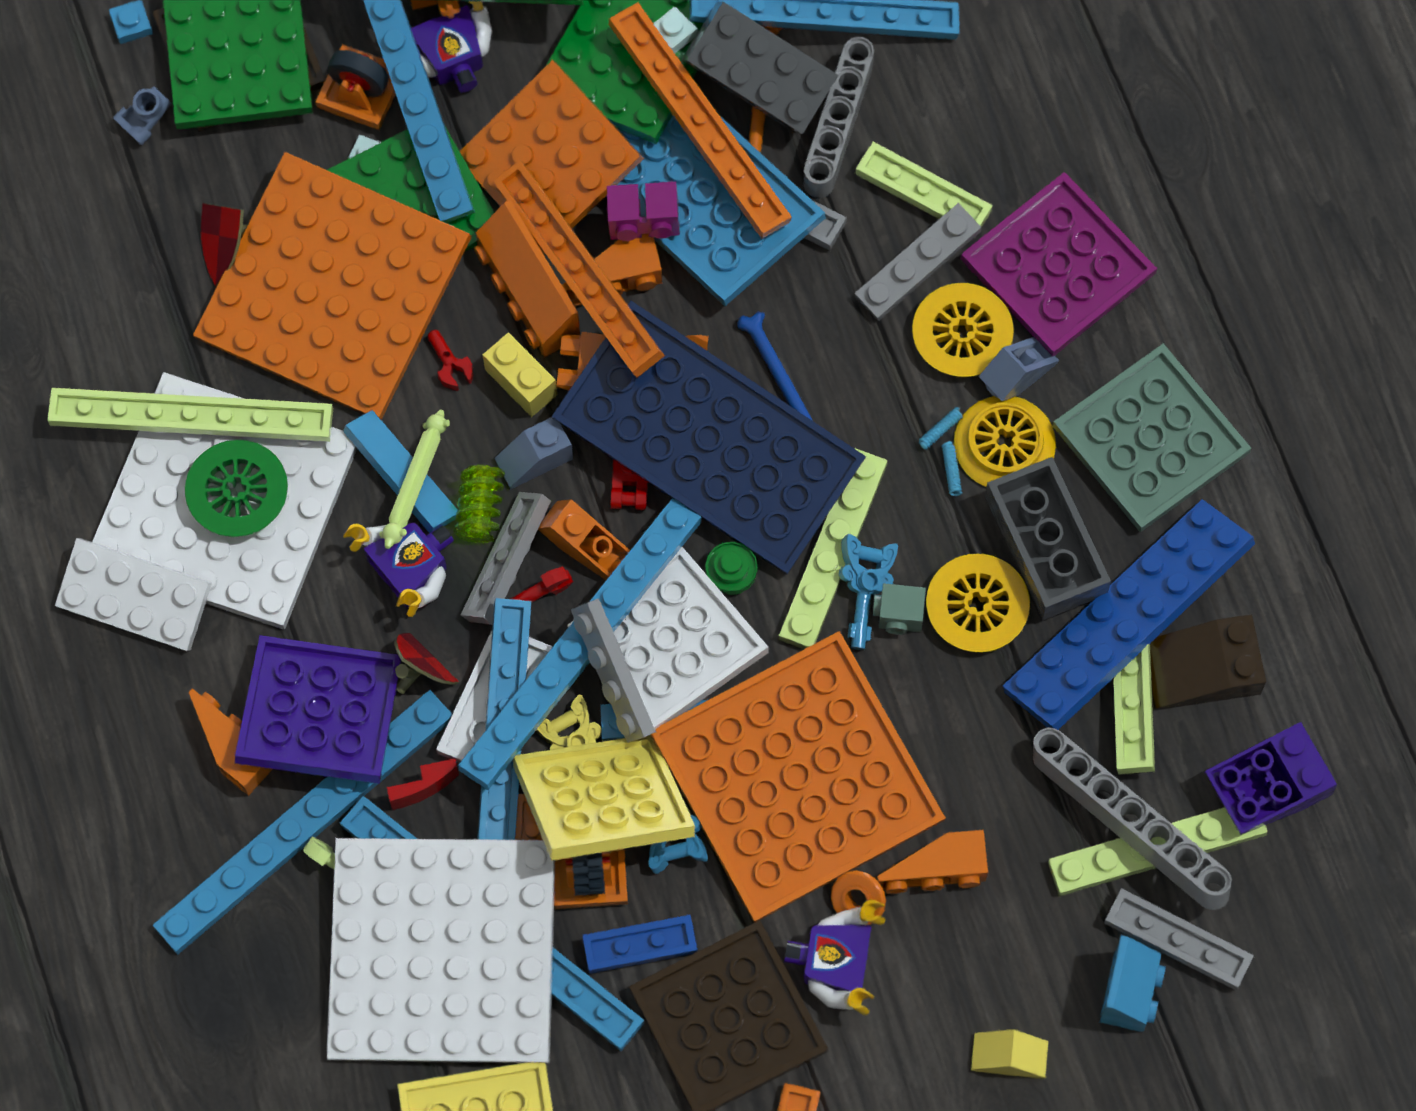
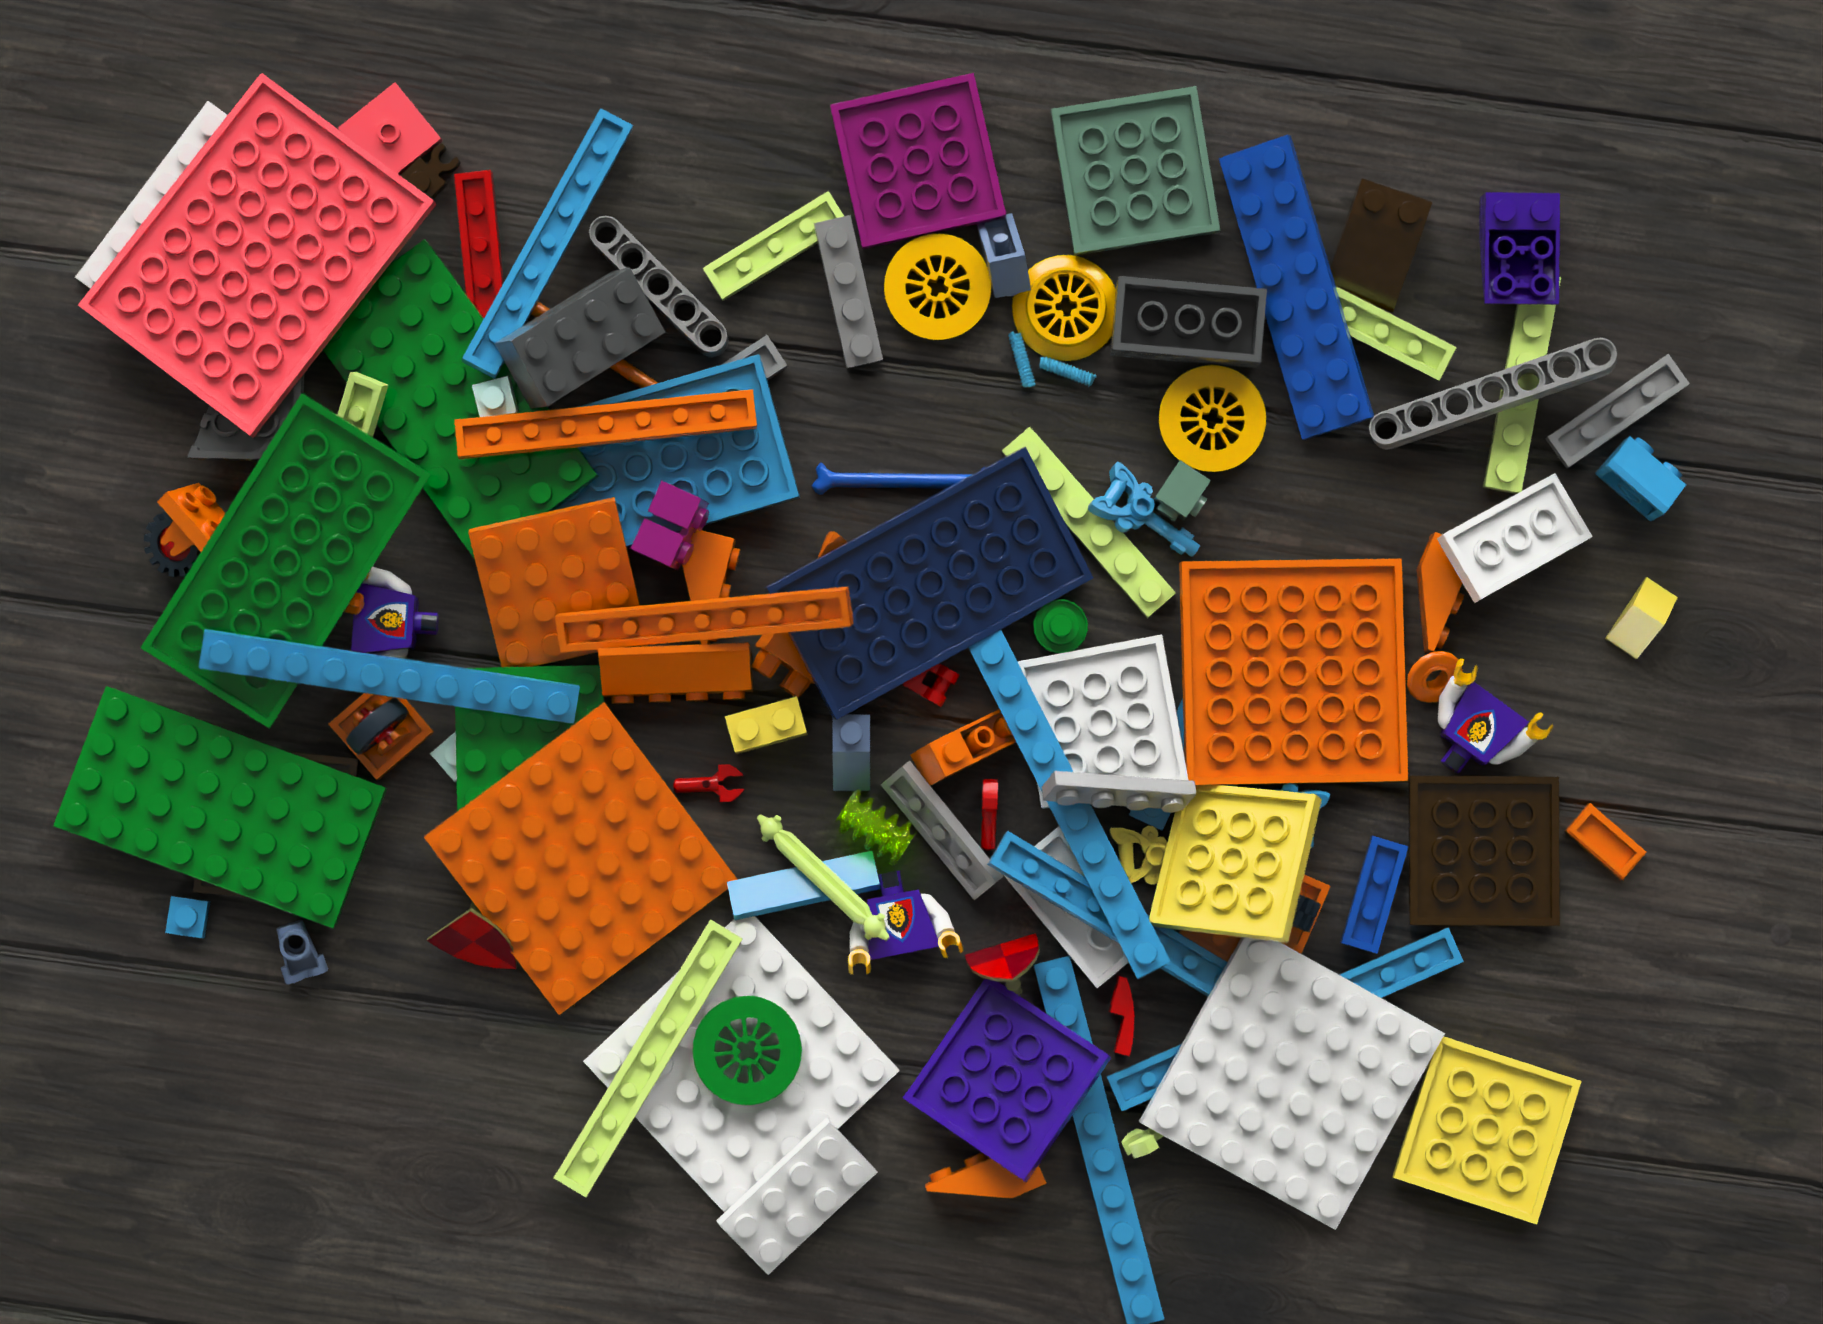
camera: 65 degrees left, 15 degrees up
(1016, 899) = (1514, 537): none -> white plate

